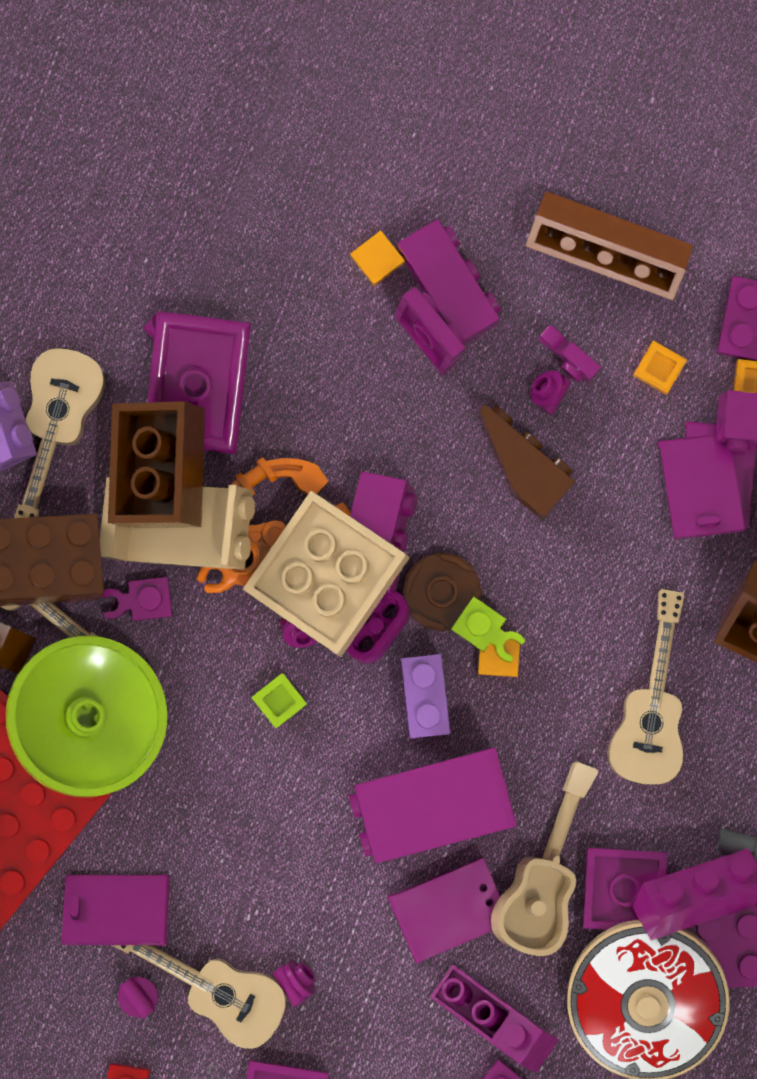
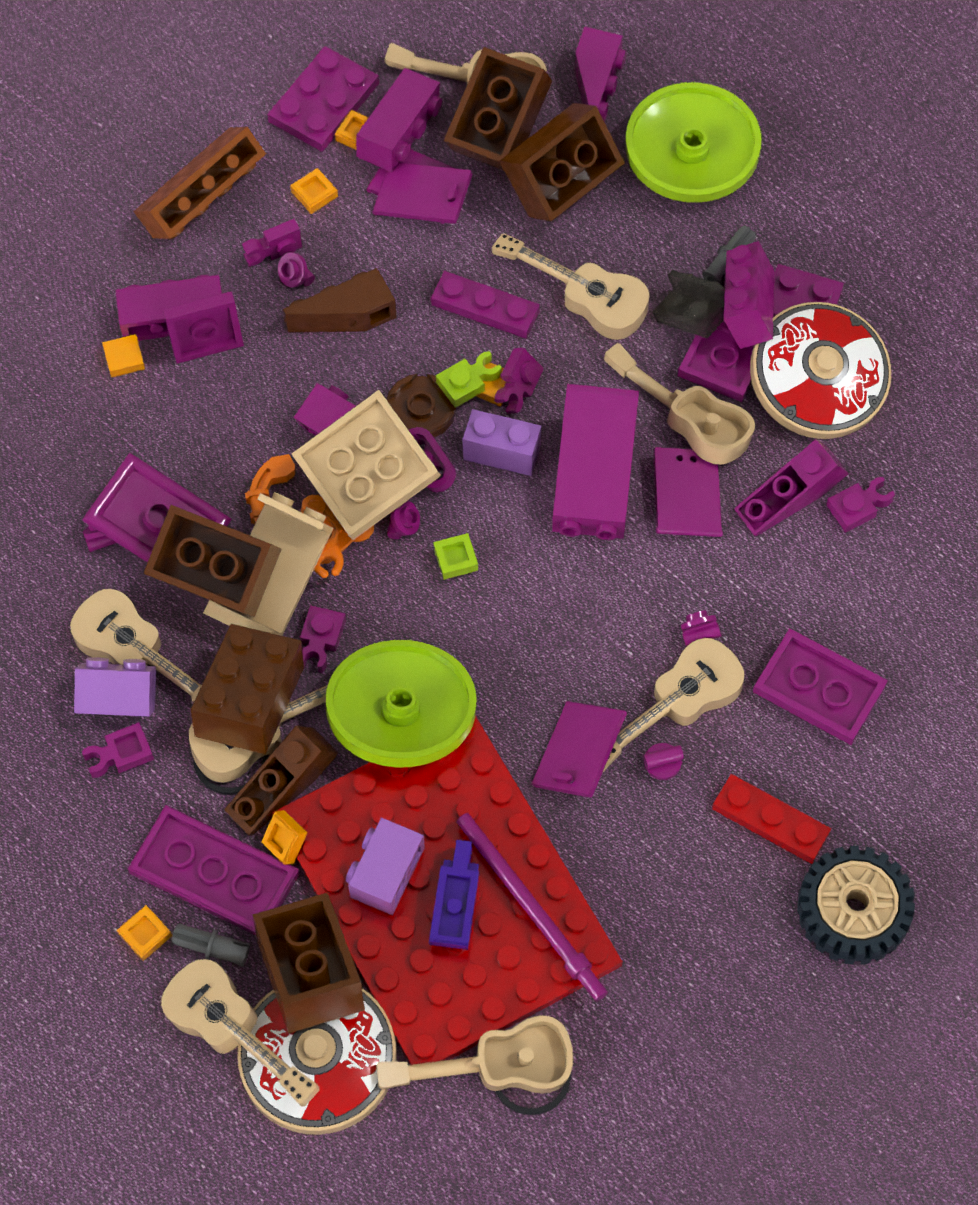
camera: 65 degrees left, 20 degrees down
(512, 683) = (521, 378): none -> magenta plate
(591, 609) = (485, 304): none -> magenta plate
(668, 835) = (692, 305): none -> clear smoke bracket

